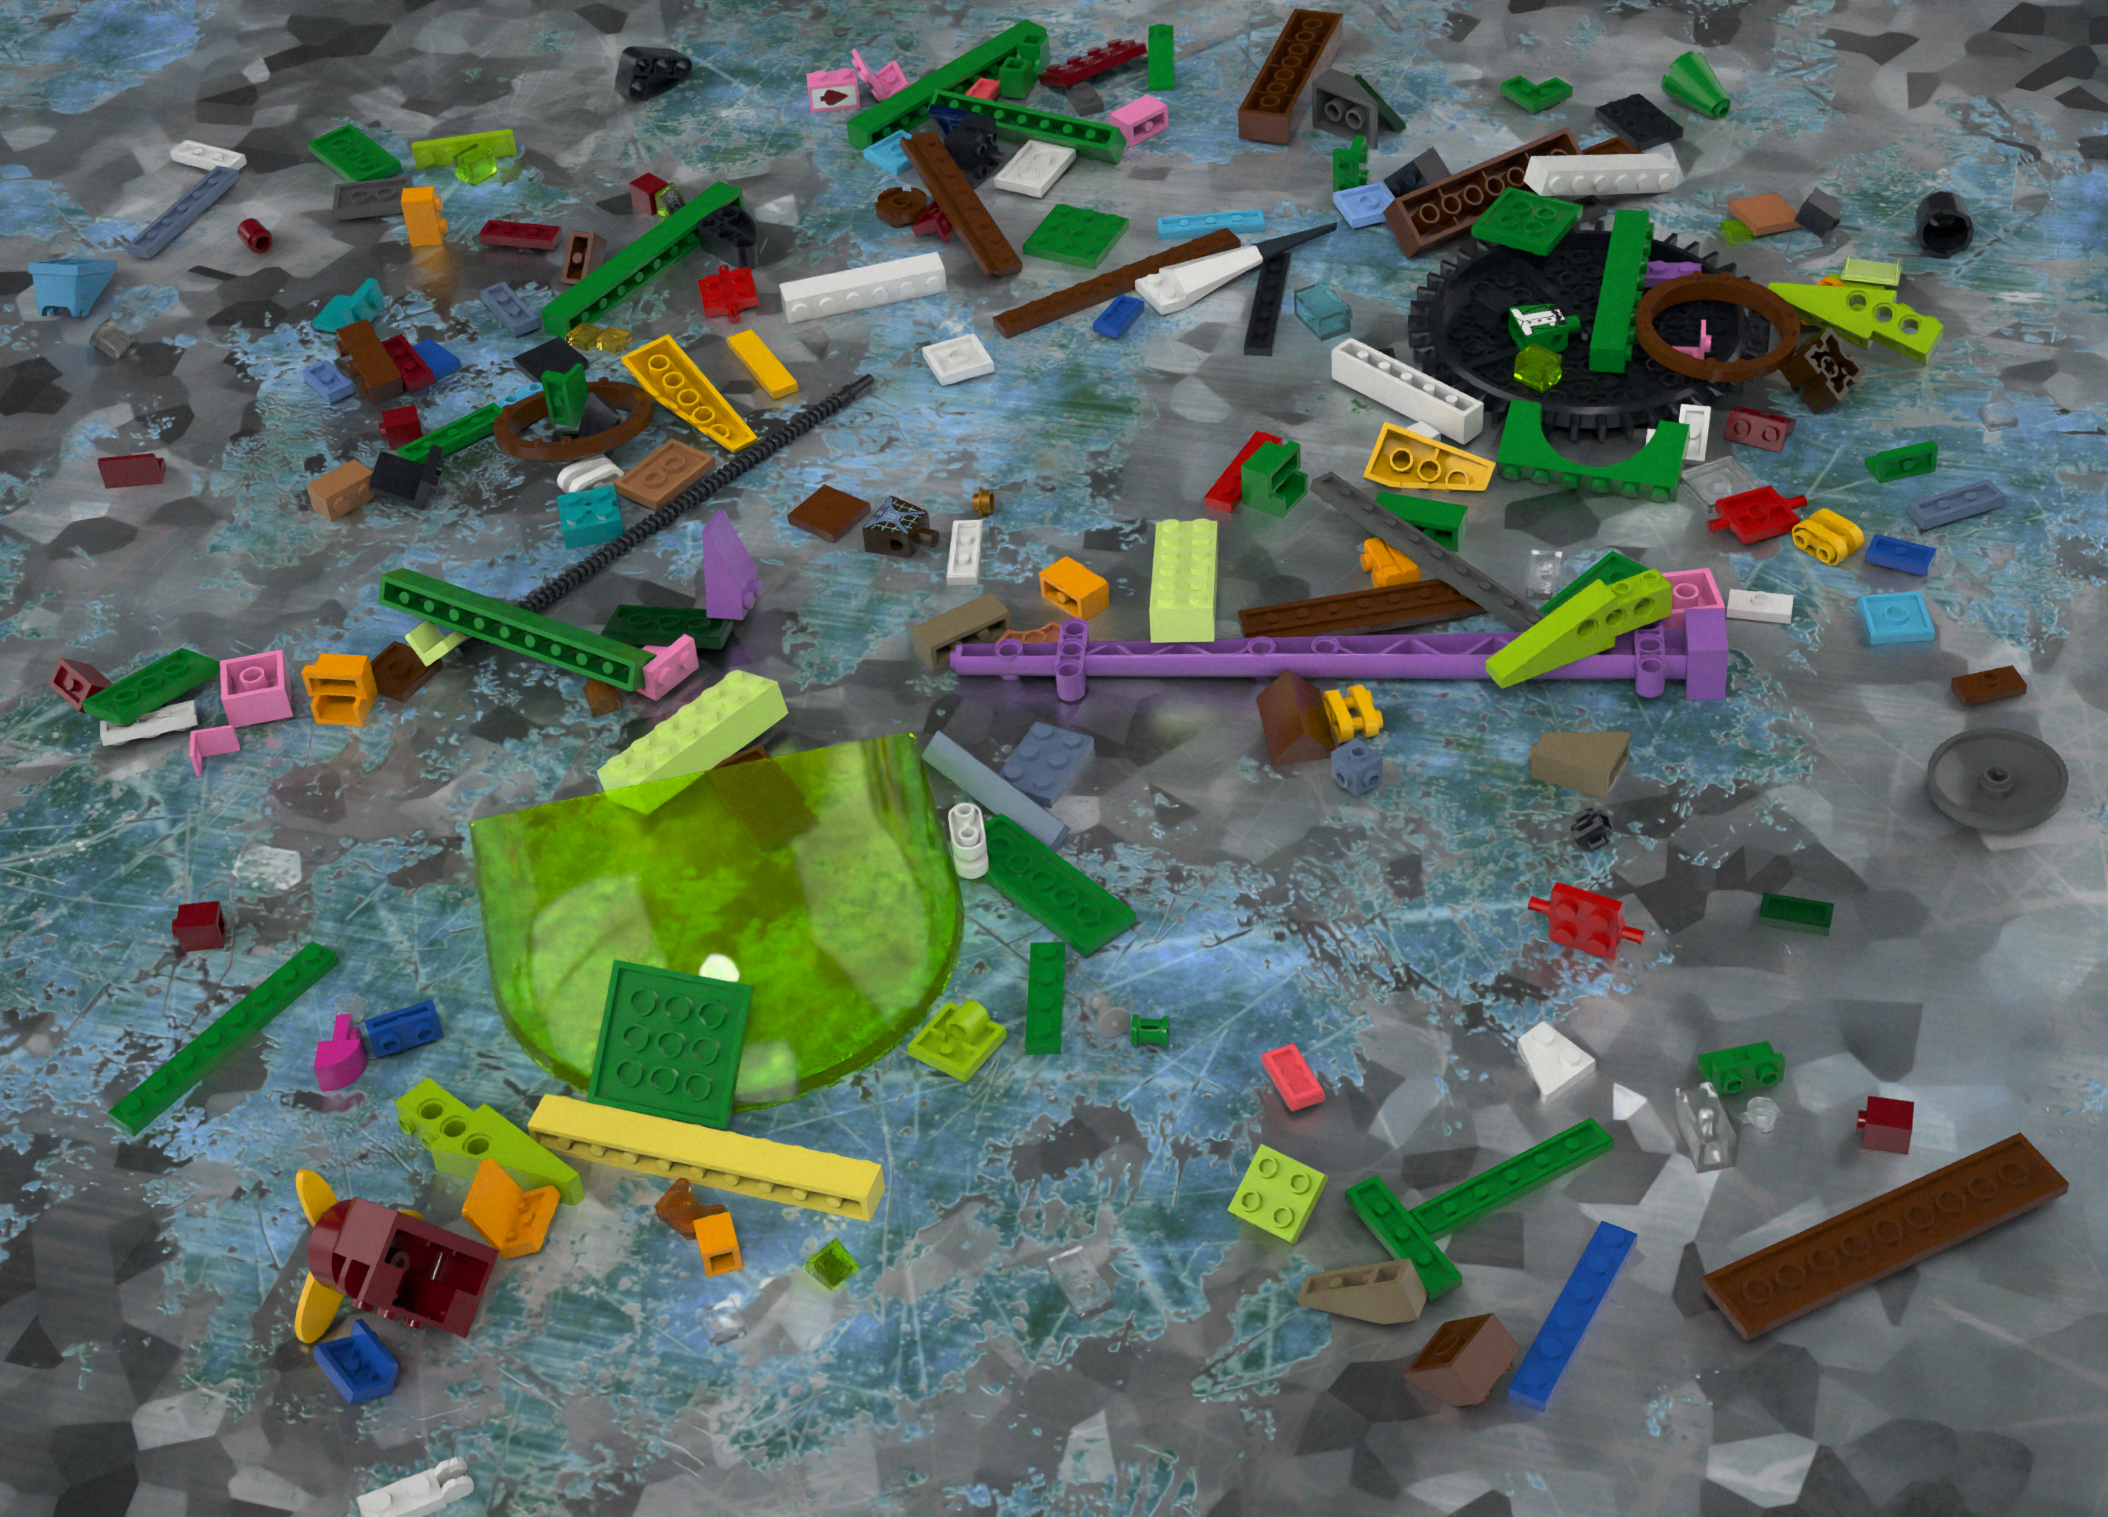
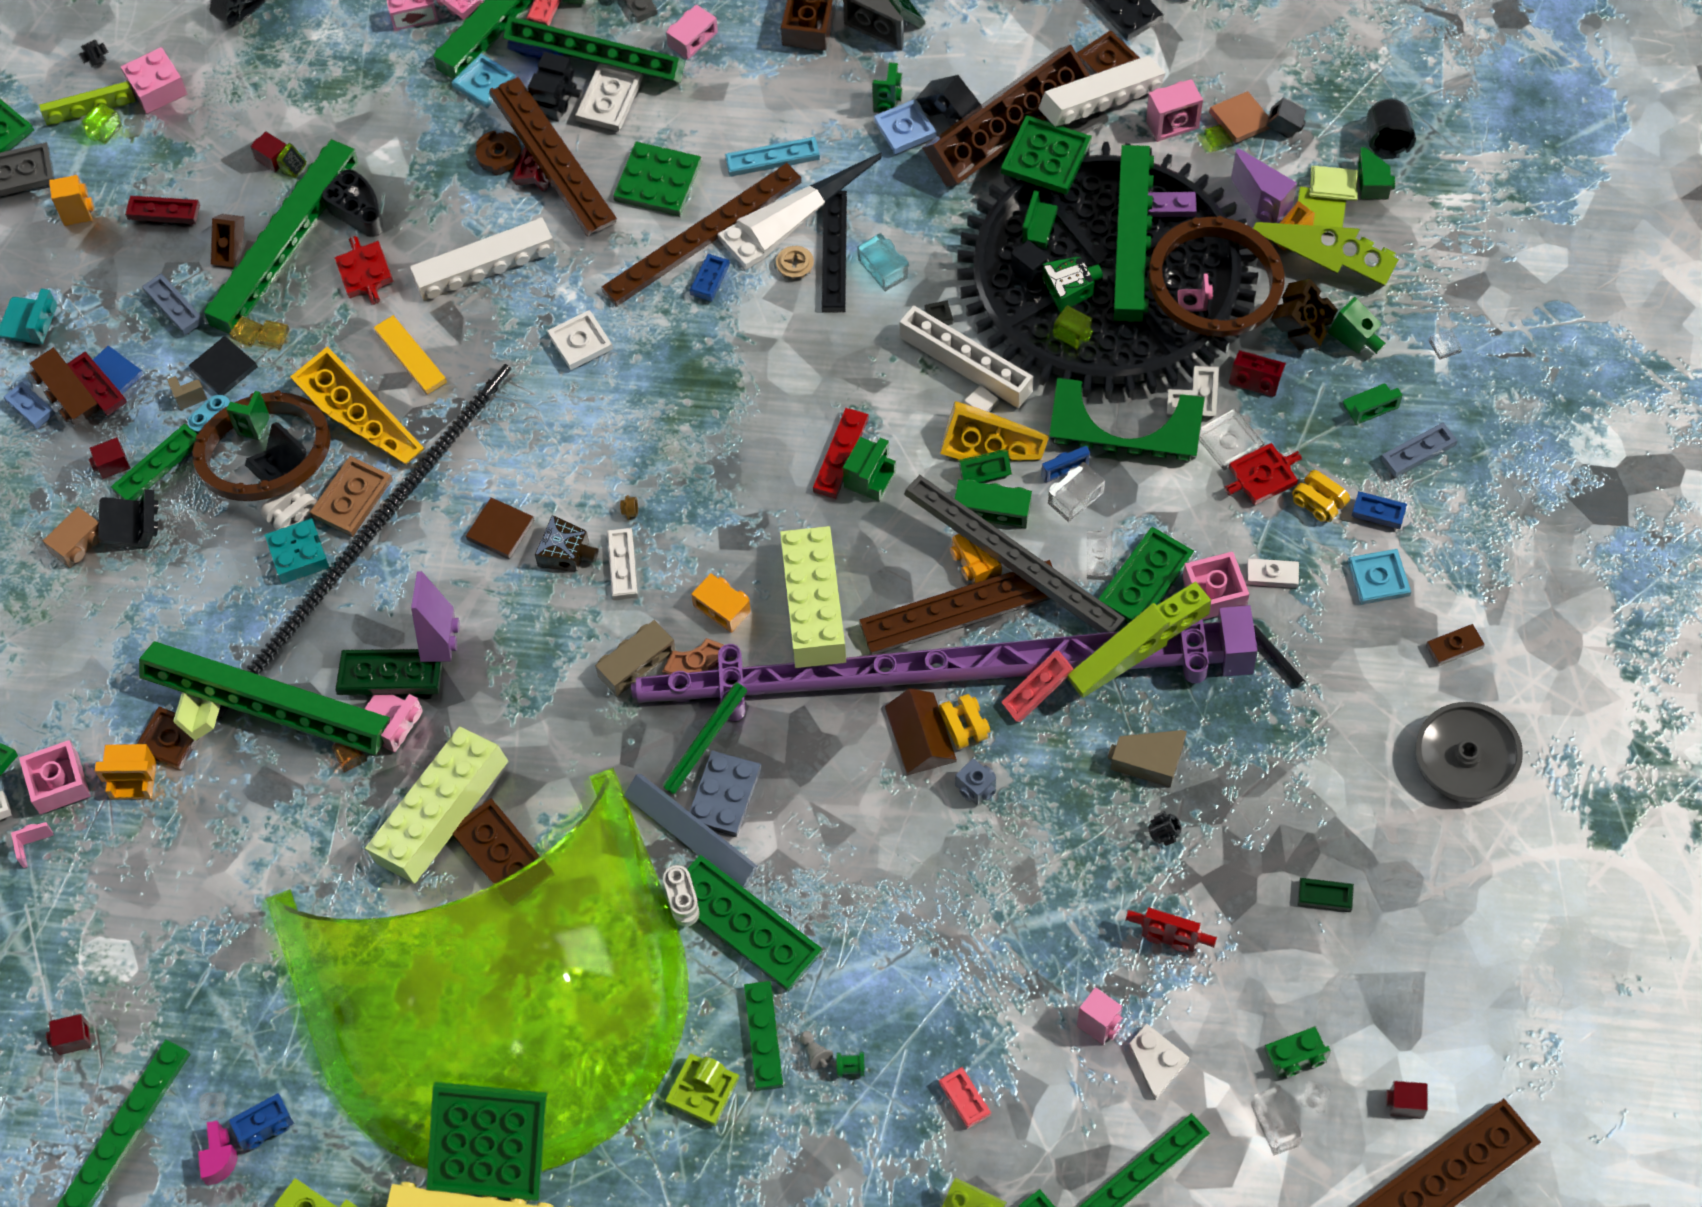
camera: 10 degrees left, 20 degrees up
(482, 110) = (93, 53): none -> black gear
(503, 381) = (187, 394): none -> dark tan panel
(540, 133) = (154, 80): none -> bright pink brick
(1028, 702) = (704, 738): none -> green axle
(1210, 309) = (787, 256): none -> tan gear
(1420, 485) = (985, 466): none -> green plate
(1447, 679) = (1037, 686): none -> coral plate
(1480, 999) = (1100, 1016): none -> bright pink brick
(1510, 278) = (1039, 222): none -> green panel
(1513, 491) = (1063, 463): none -> blue plate
(1522, 516) = (1075, 491): none -> clear brick
(1684, 197) = (1174, 110): none -> bright pink brick
(1758, 684) = (1279, 659): none -> black bar
(1782, 257) = (1263, 188): none -> medium lavender slope
(1886, 388) = (1357, 328): none -> green torso
(1921, 267) = (1374, 176): none -> green slope

